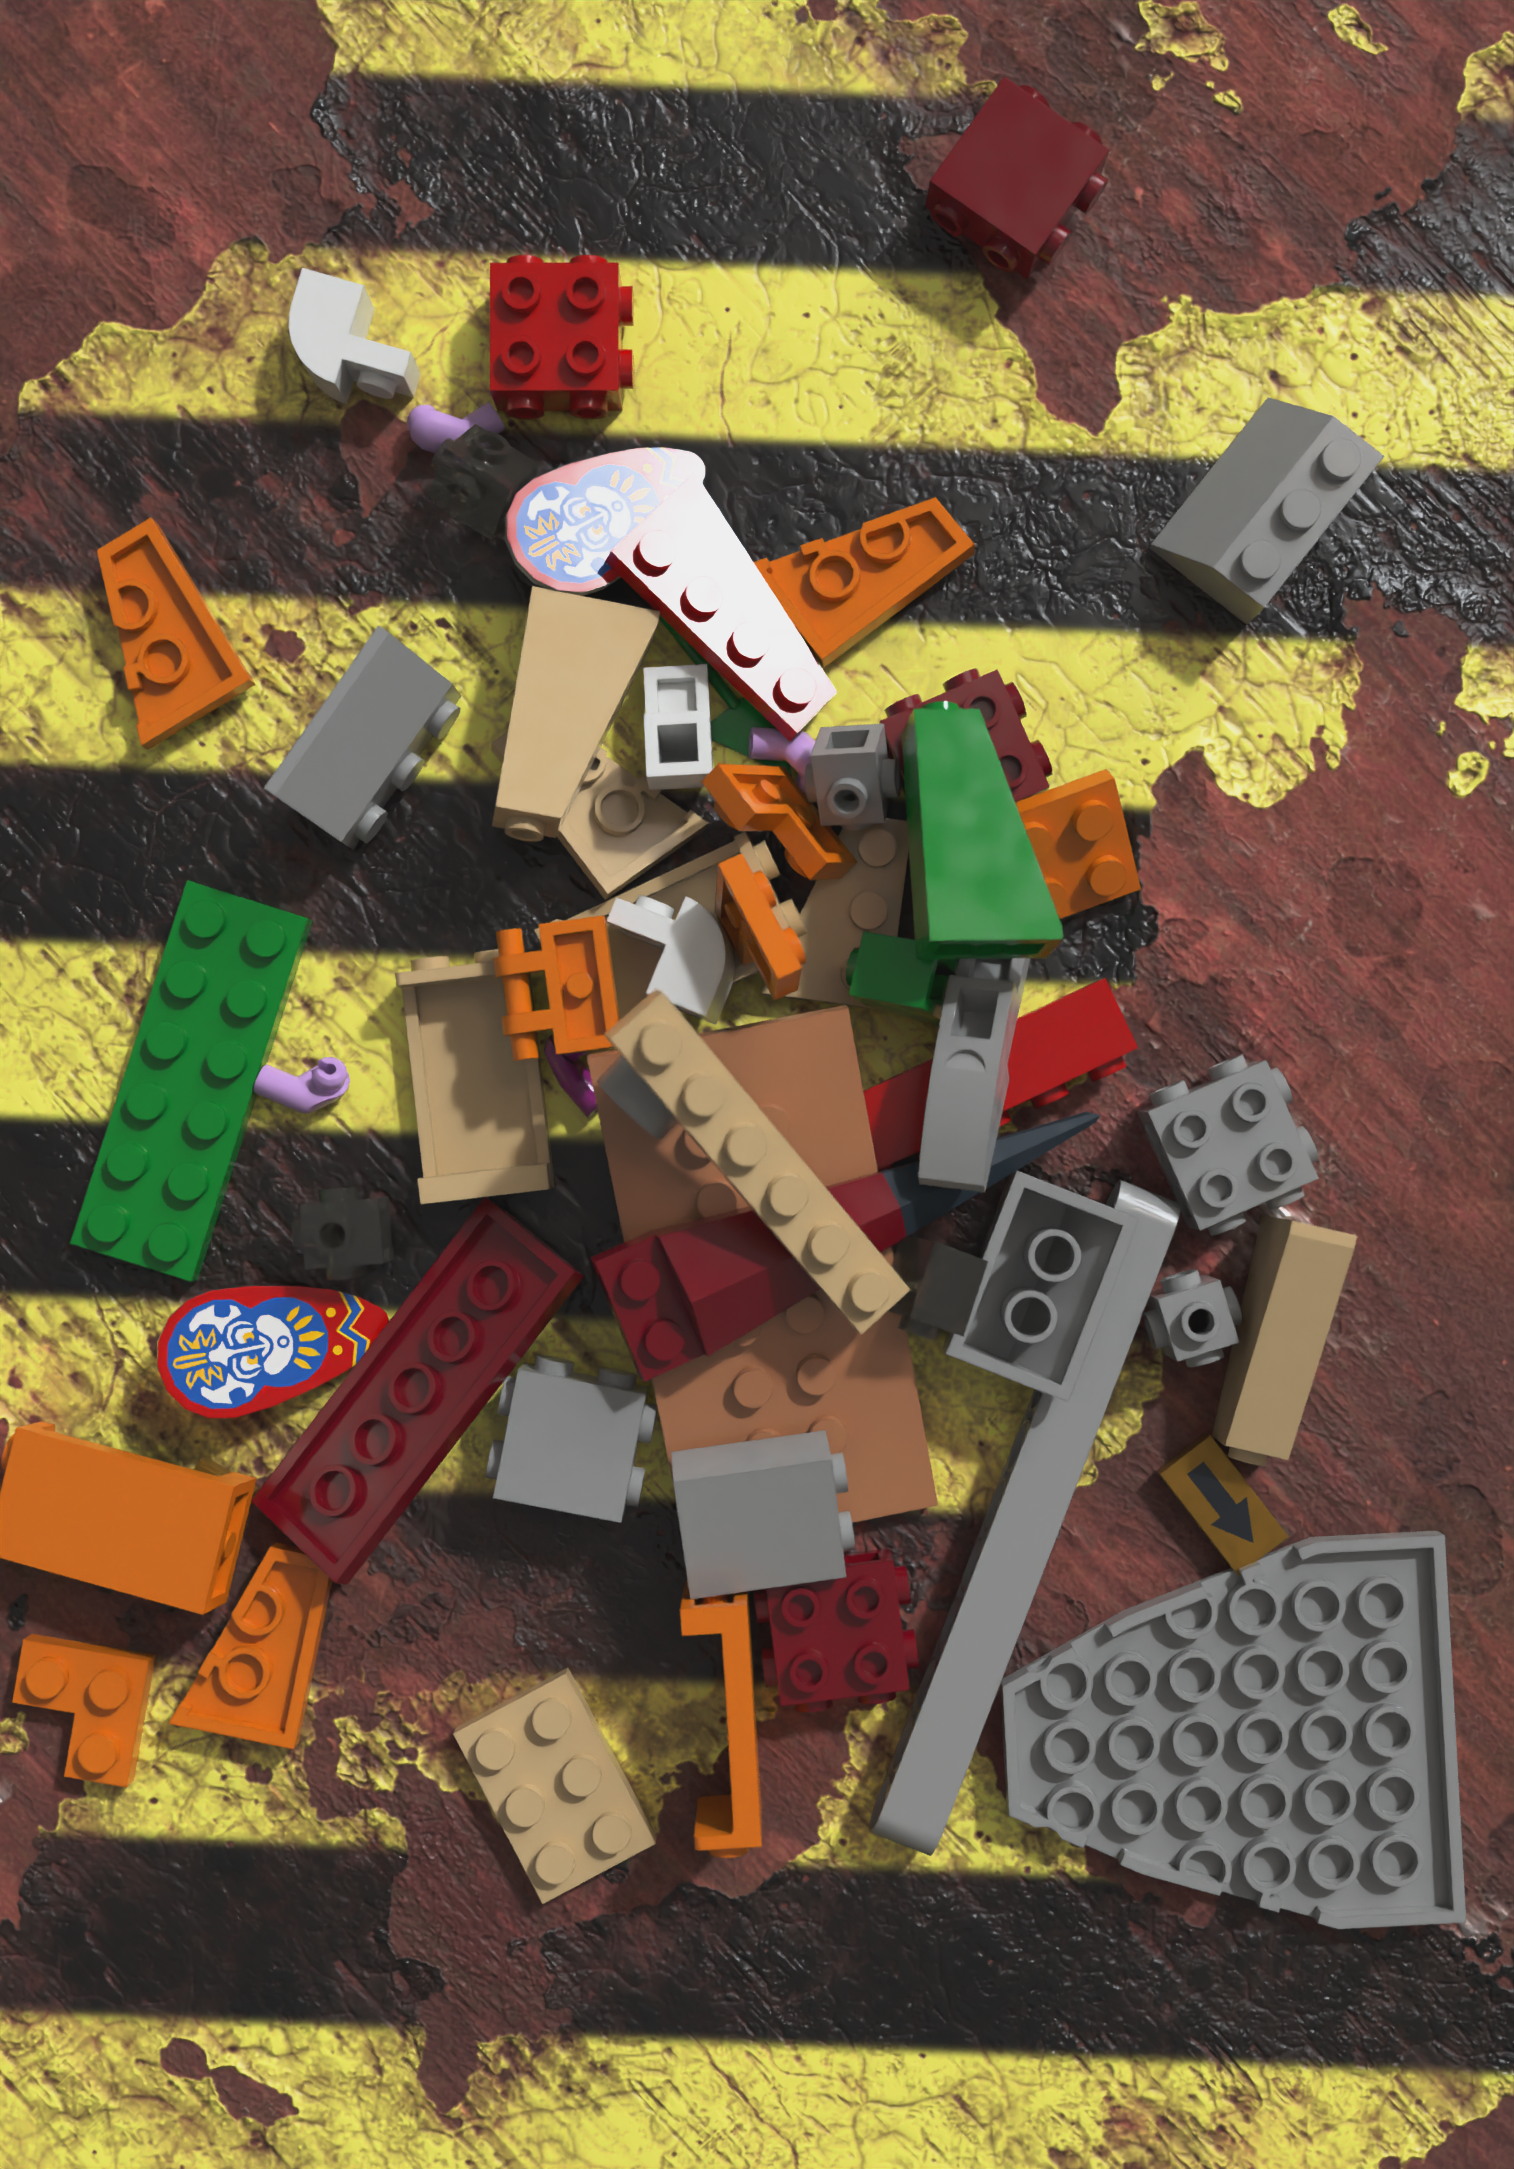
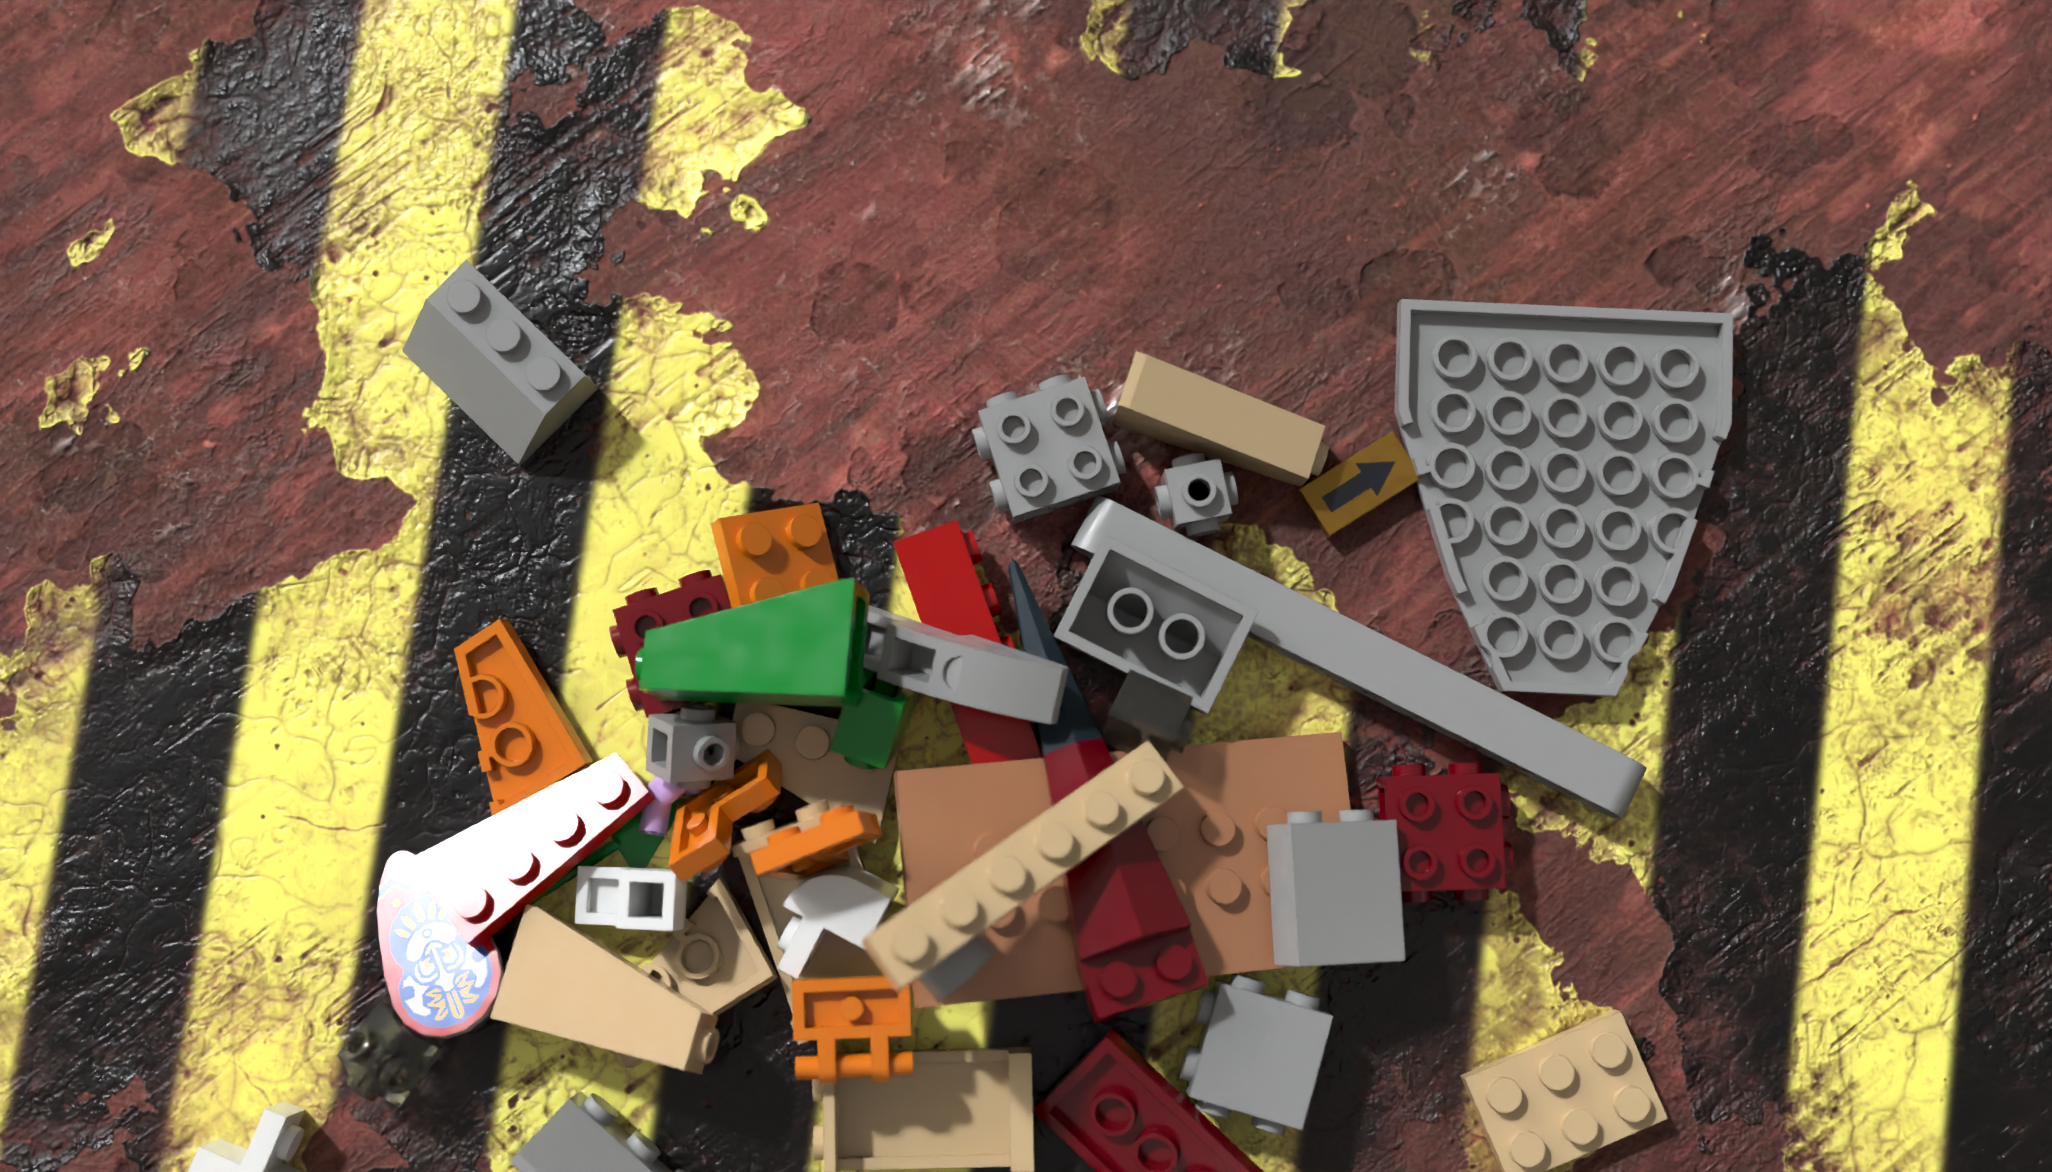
camera: 90 degrees left, 5 degrees down
(431, 427) = (335, 1094): lavender arm -> none
(559, 337) = (268, 971): red brick -> none
(572, 1077) = (933, 1022): magenta arm -> none
(734, 1821) = (1604, 937): orange panel -> none
(1018, 179) = (182, 549): dark red brick -> none

